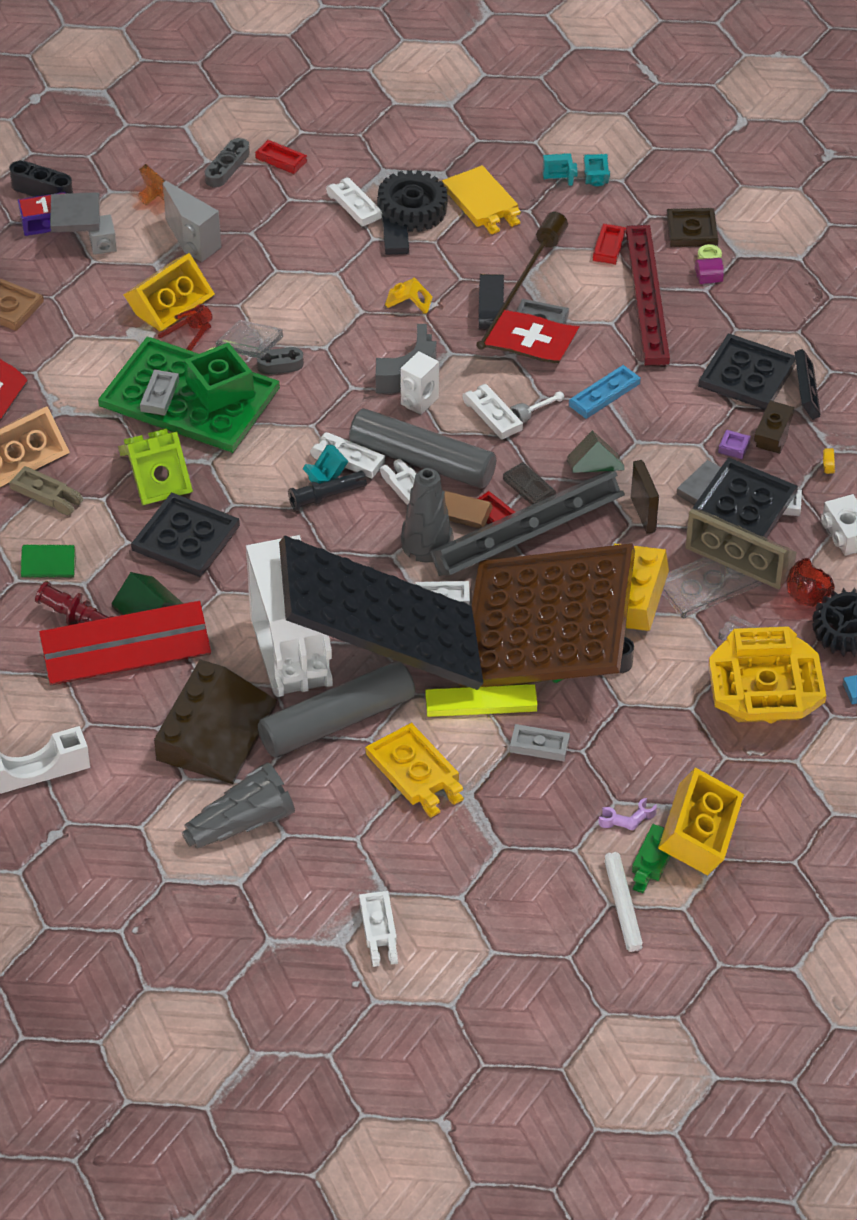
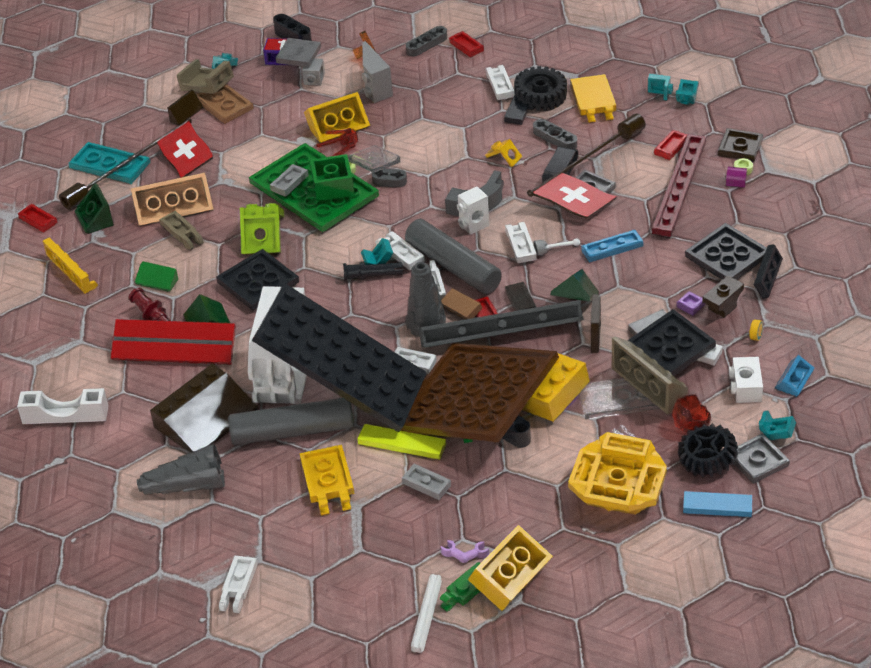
camera: 25 degrees right, 5 degrees down
(439, 253) = (545, 129): none -> dark grey beam

